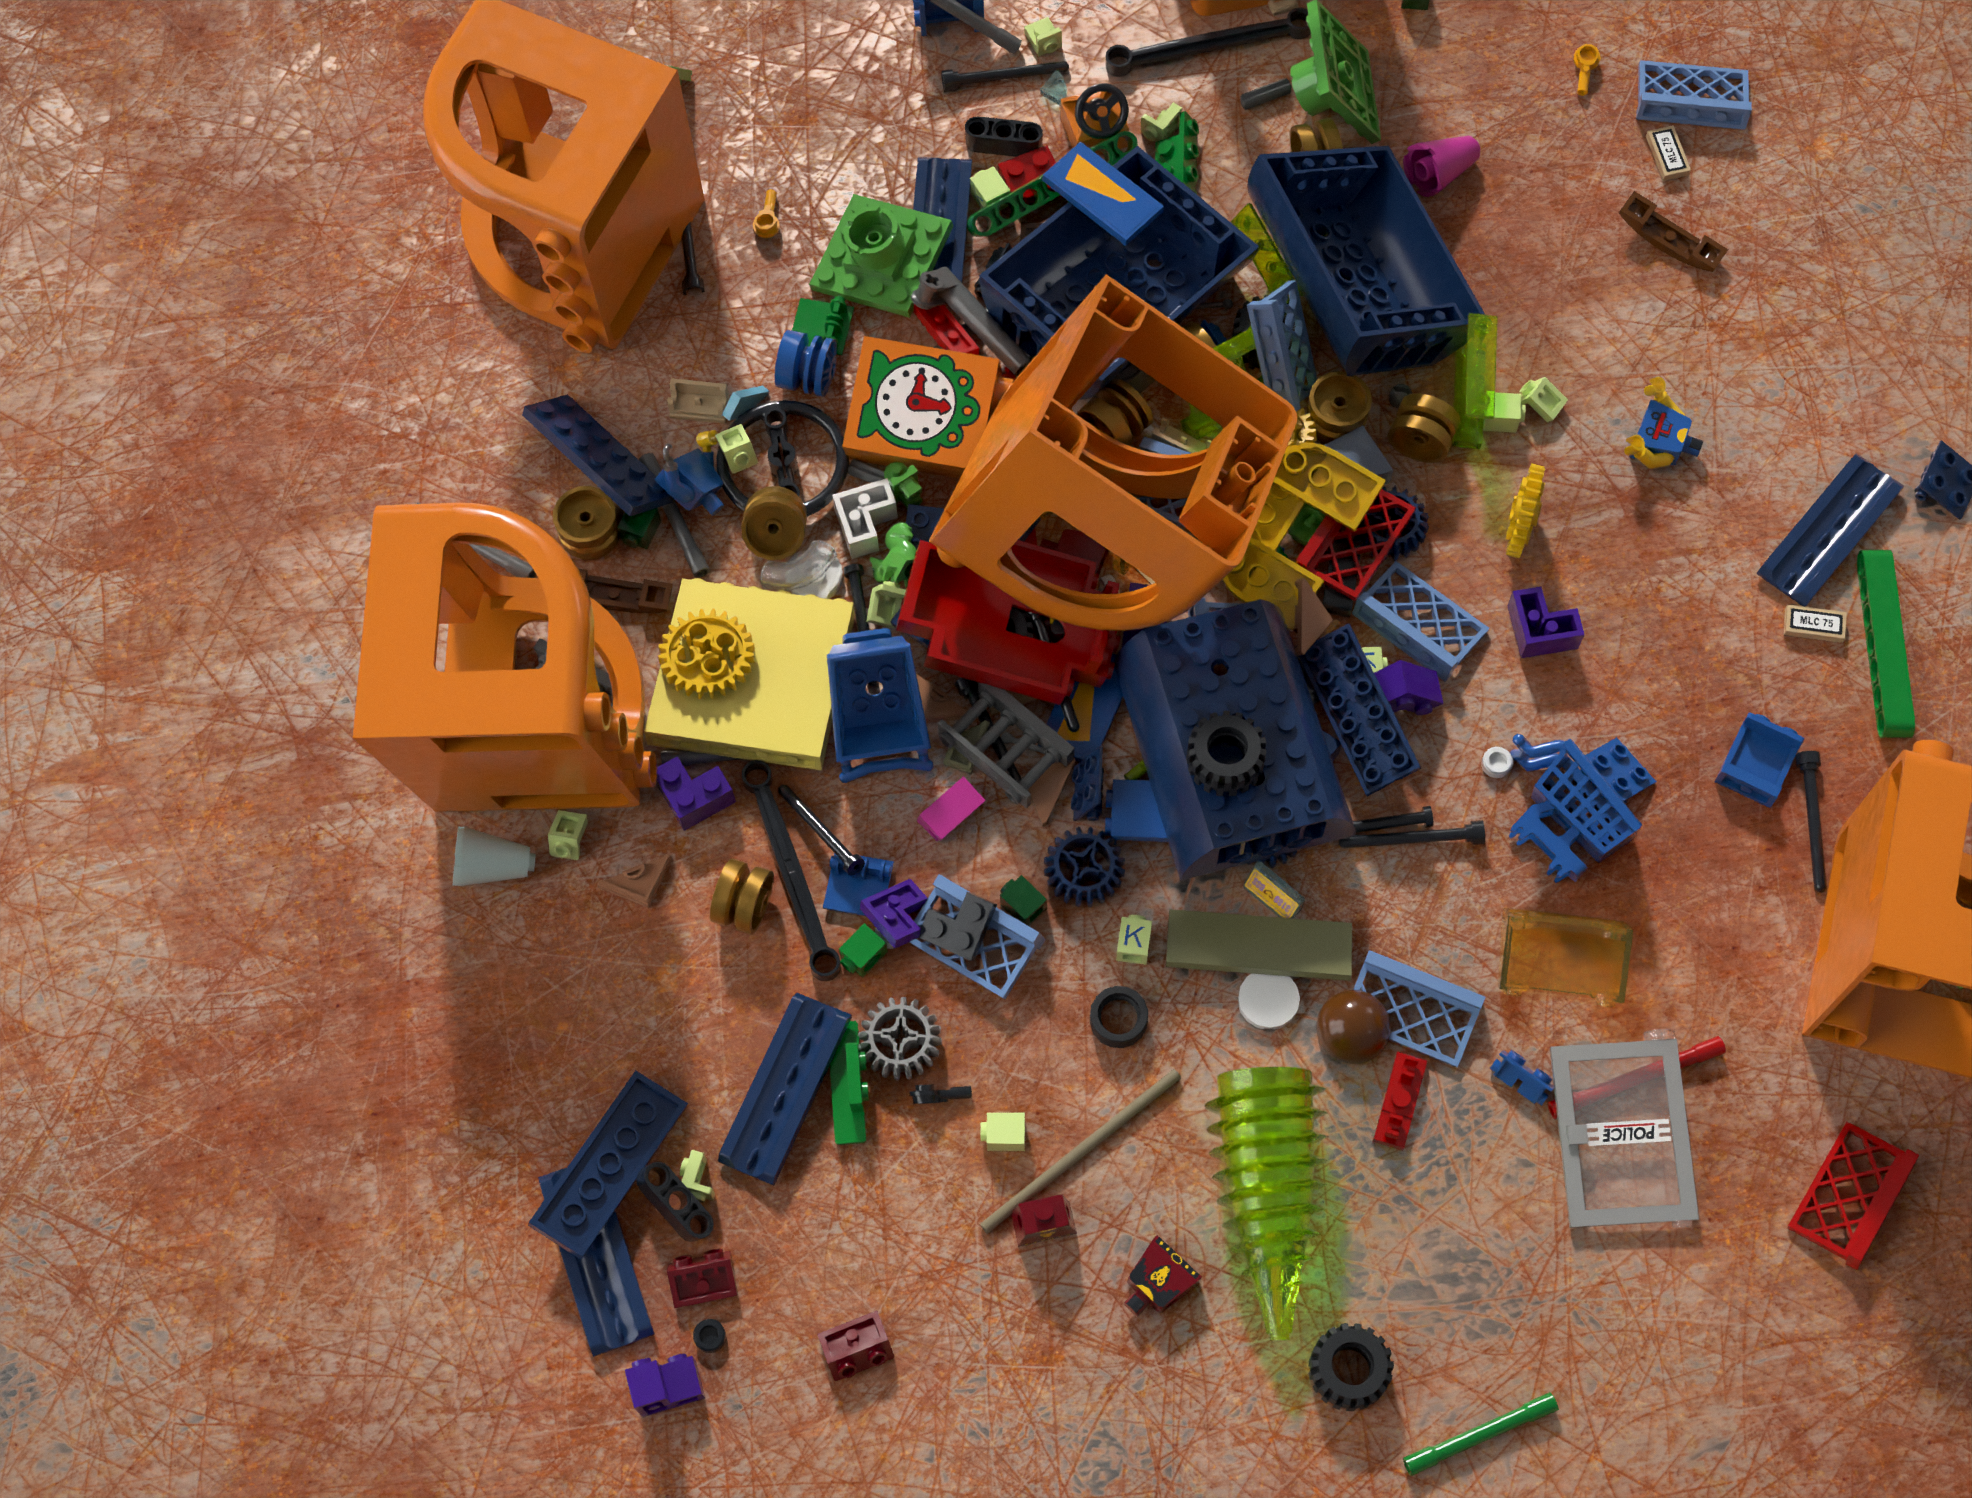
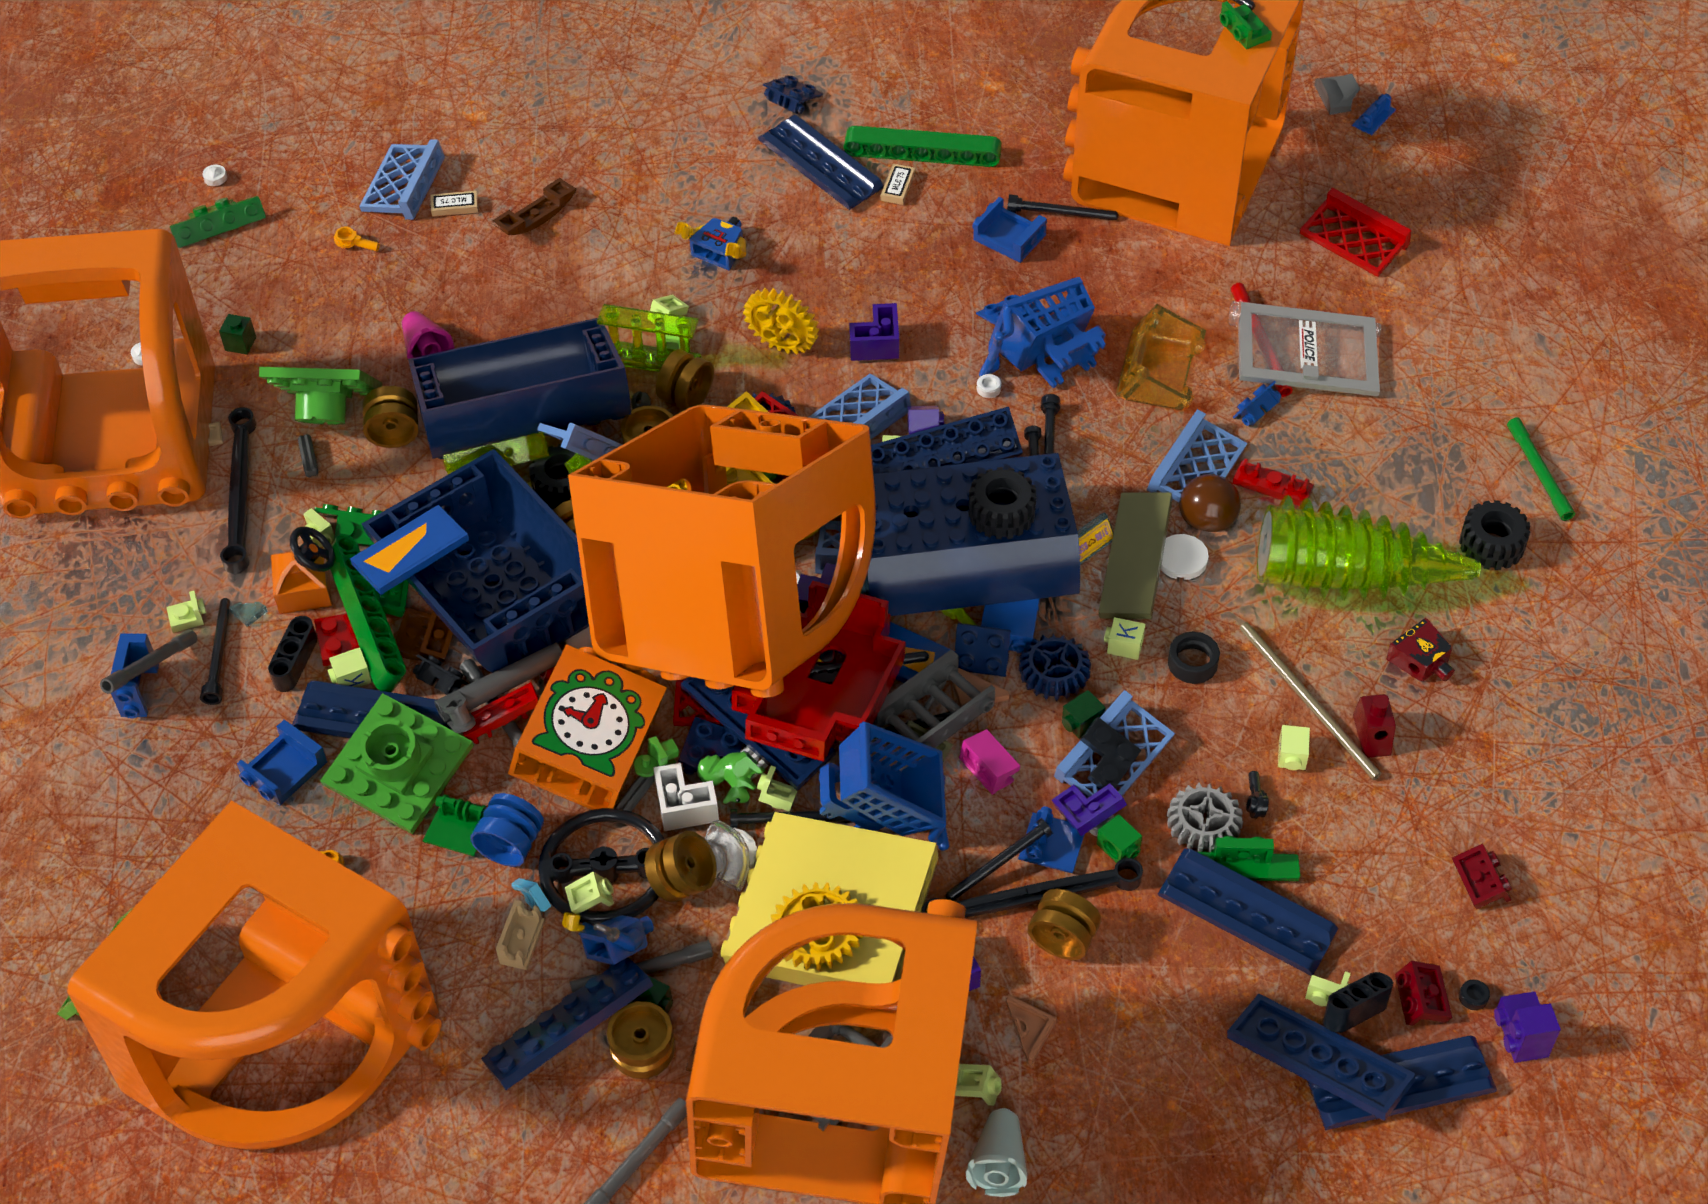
camera: 85 degrees left, 15 degrees down
(872, 159) = (283, 764): none -> blue panel

